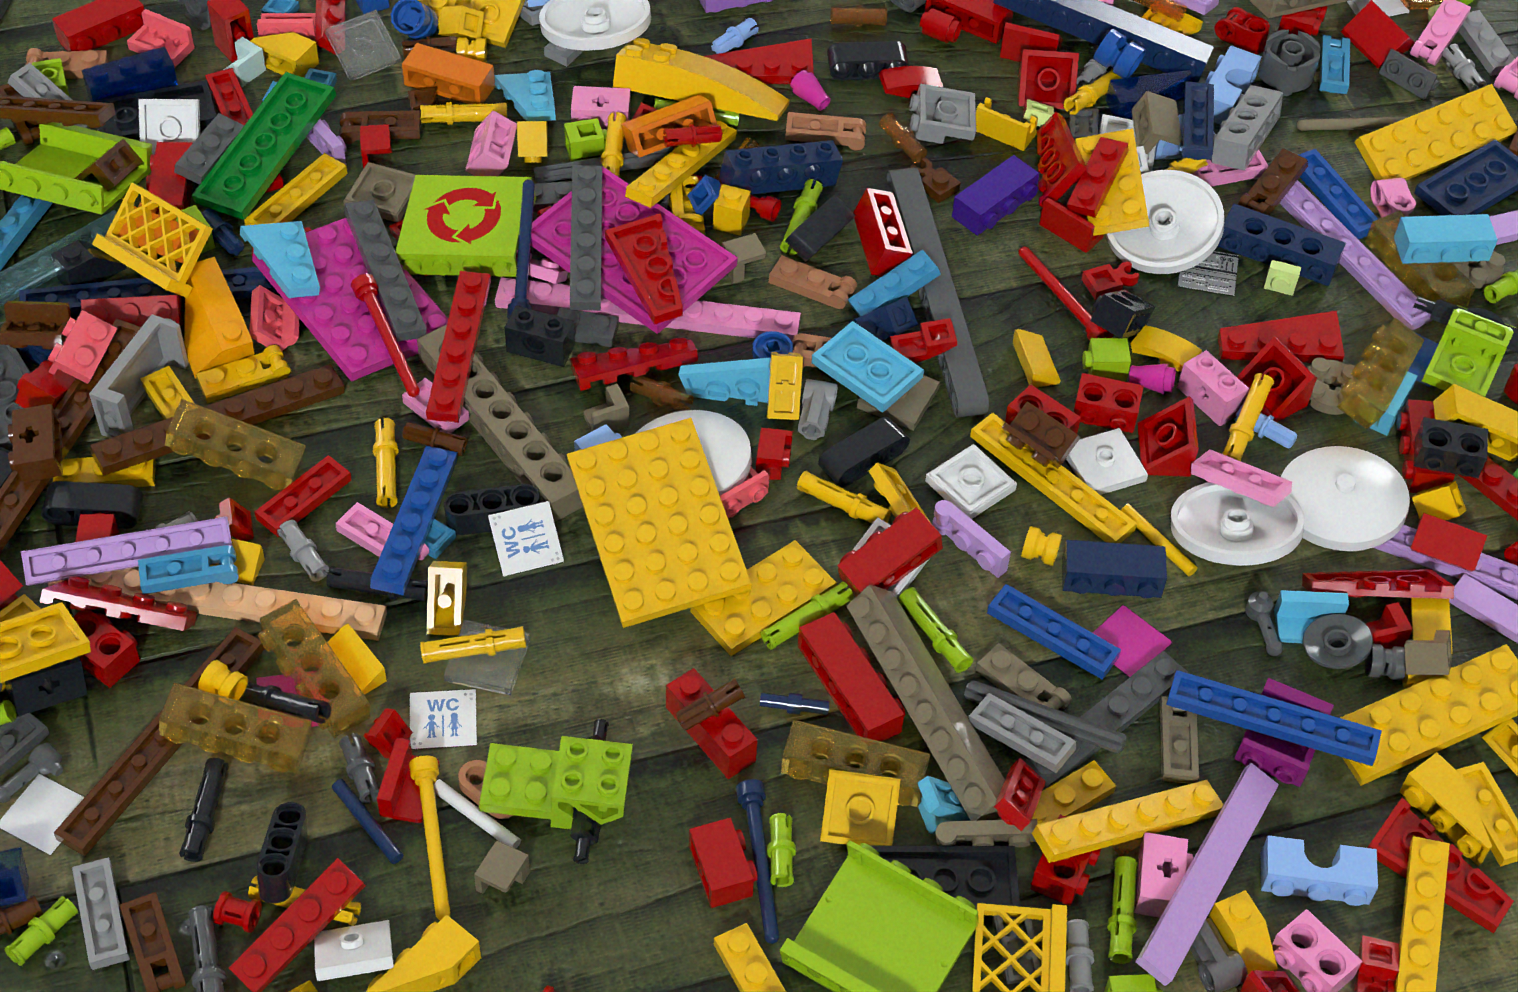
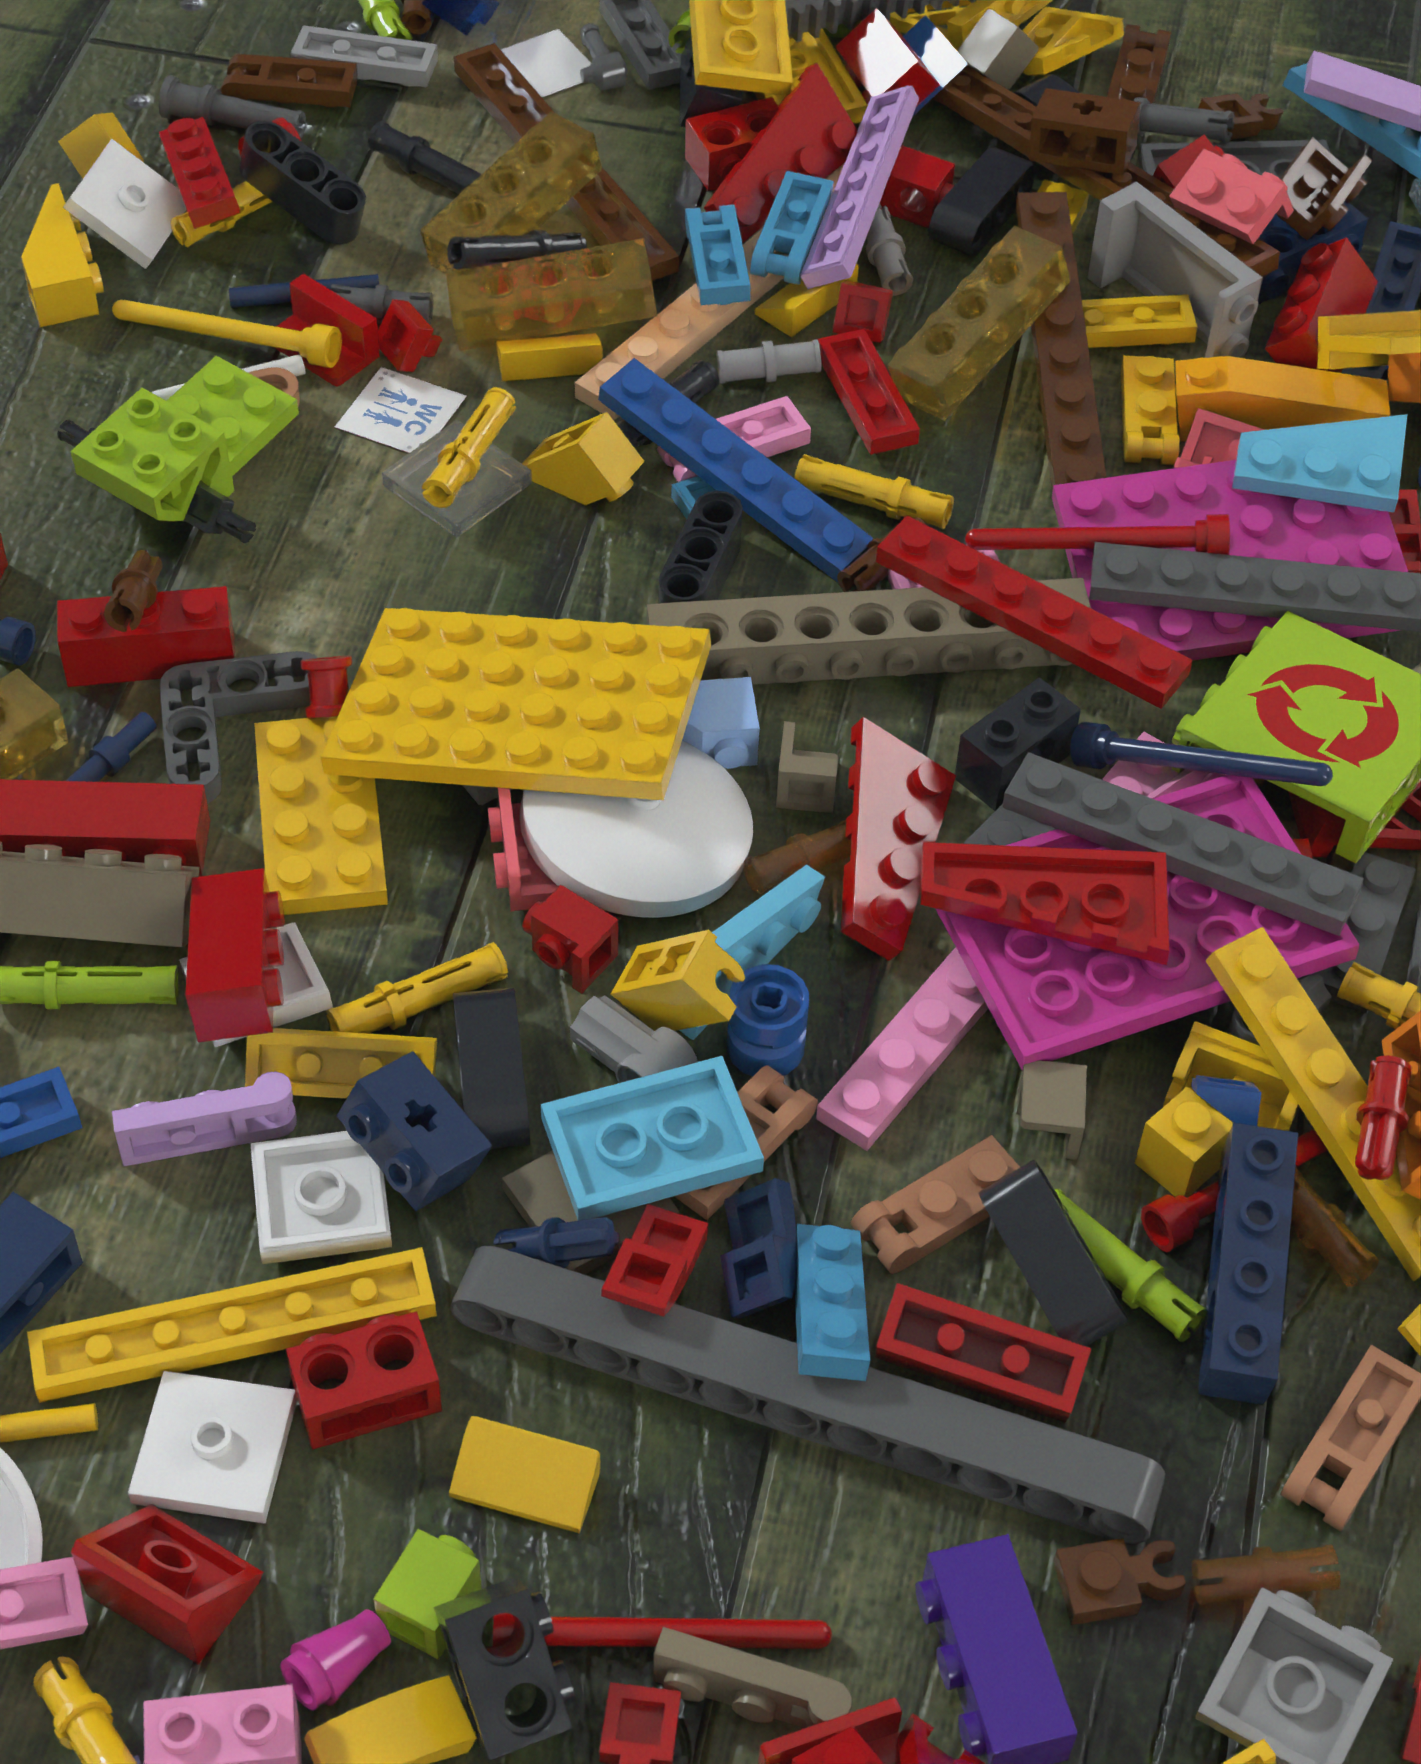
camera: 120 degrees right, 0 degrees up
(221, 681) = (581, 199): yellow wheel -> none
(234, 596) = (718, 255): none -> dark azure plate
(502, 868) = (120, 358): dark tan panel -> none
(525, 538) = (620, 576): white sticker -> none
(690, 623) = (326, 684): none -> red bush
(760, 664) = (214, 699): none -> dark grey beam
(817, 608) = (239, 820): lime pin -> none
(925, 450) = (413, 1130): none -> dark blue brick
(937, 381) = (562, 1241): none -> dark blue axle
(1038, 545) = (111, 1216): yellow wheel -> none
(1041, 435) = (304, 1306): reddish brown bracket -> none
(1063, 255) = (749, 1683): none -> dark tan plate
(1108, 402) = (340, 1530): red brick -> none

